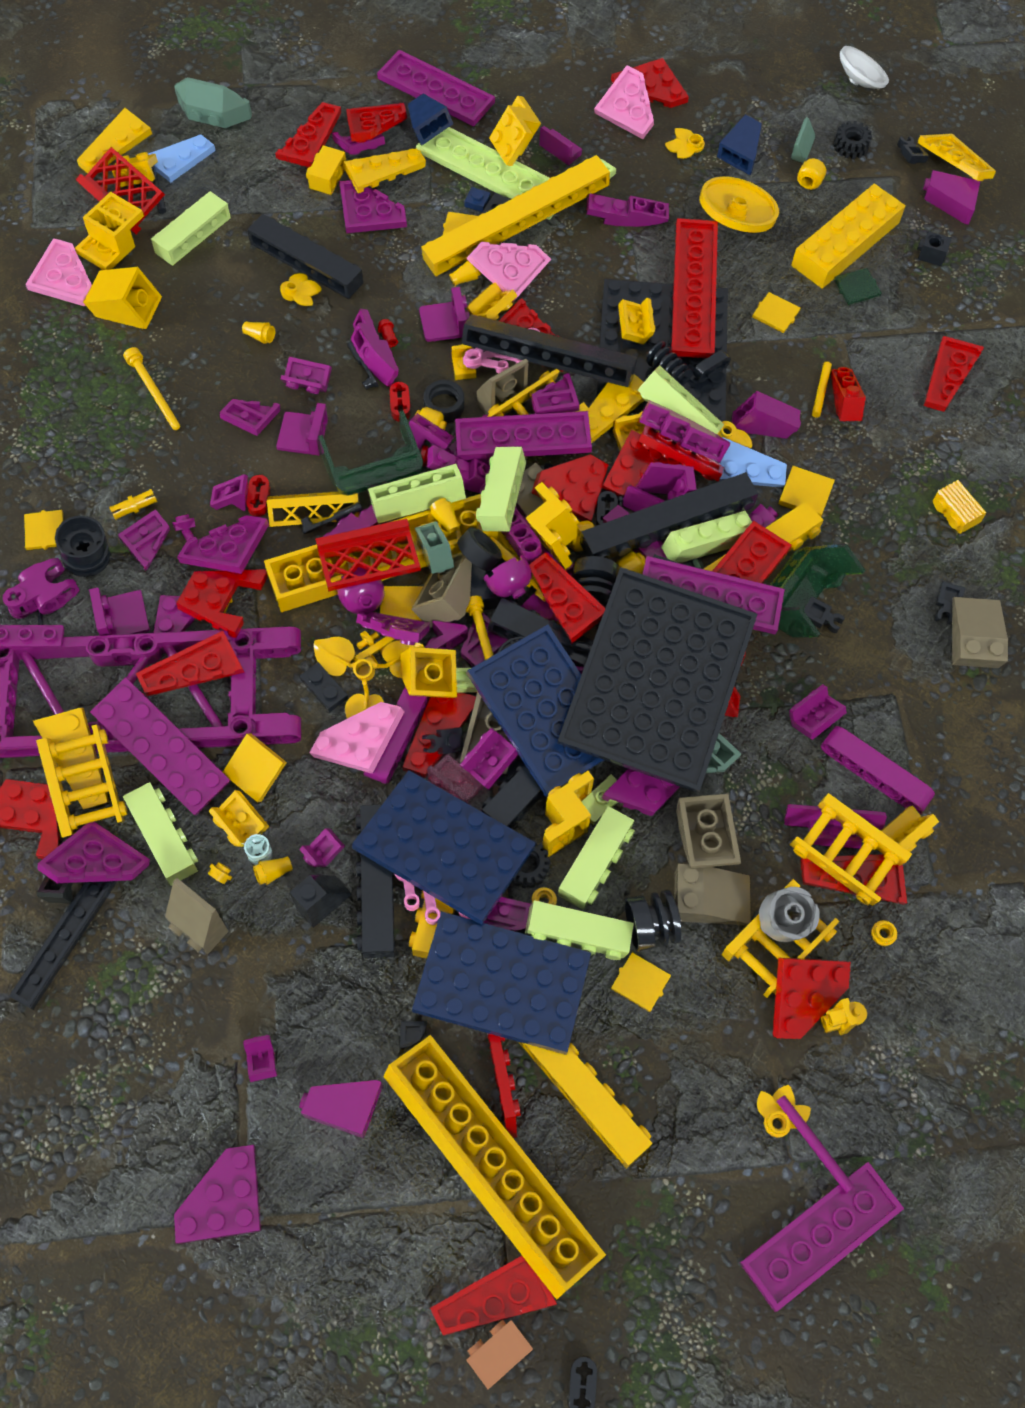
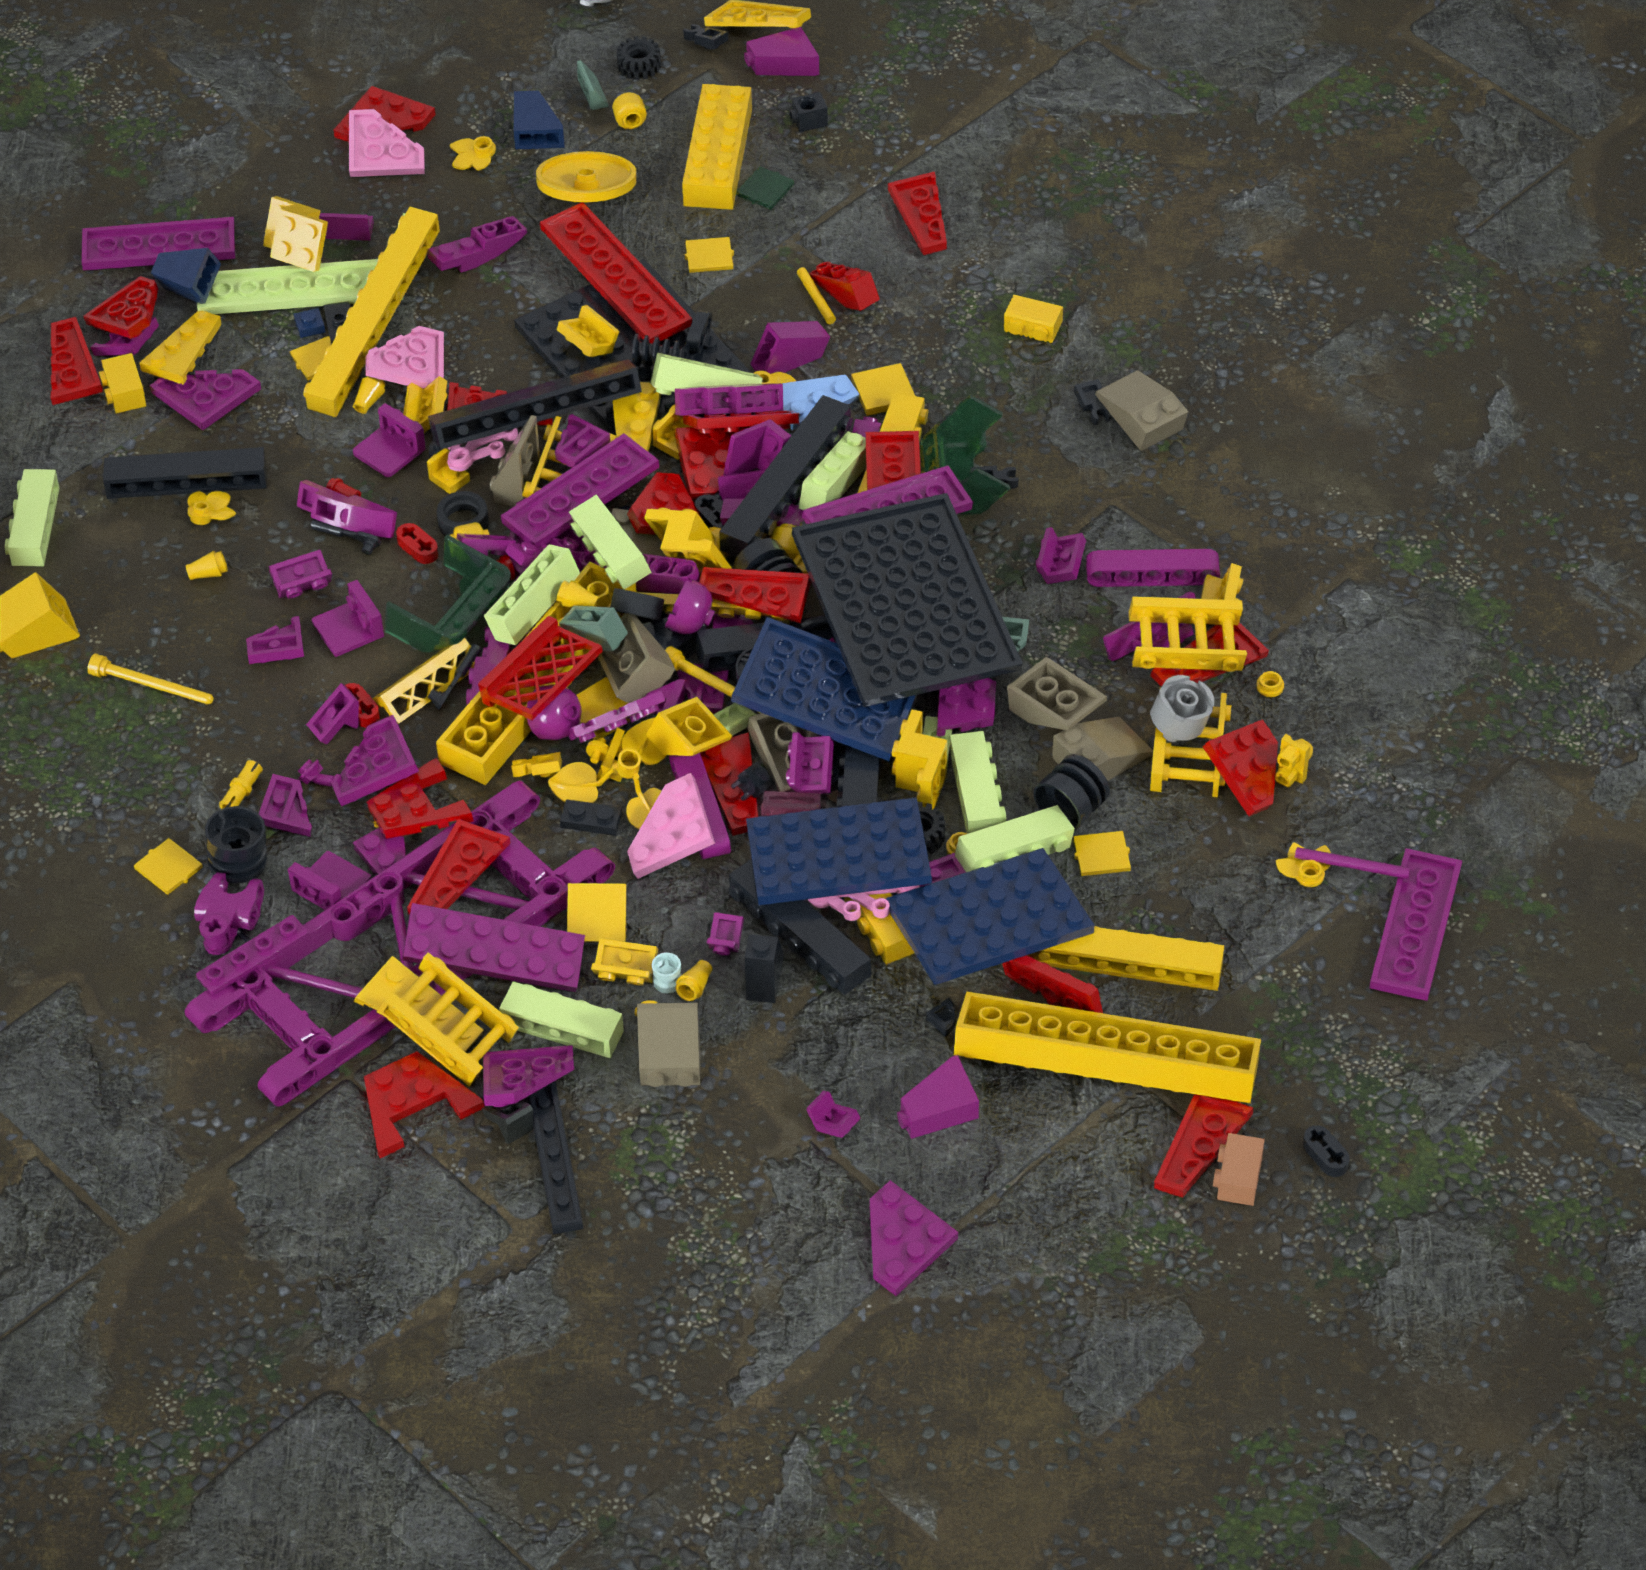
camera: 35 degrees left, 15 degrees down
(325, 624) = (542, 765): none -> yellow plate

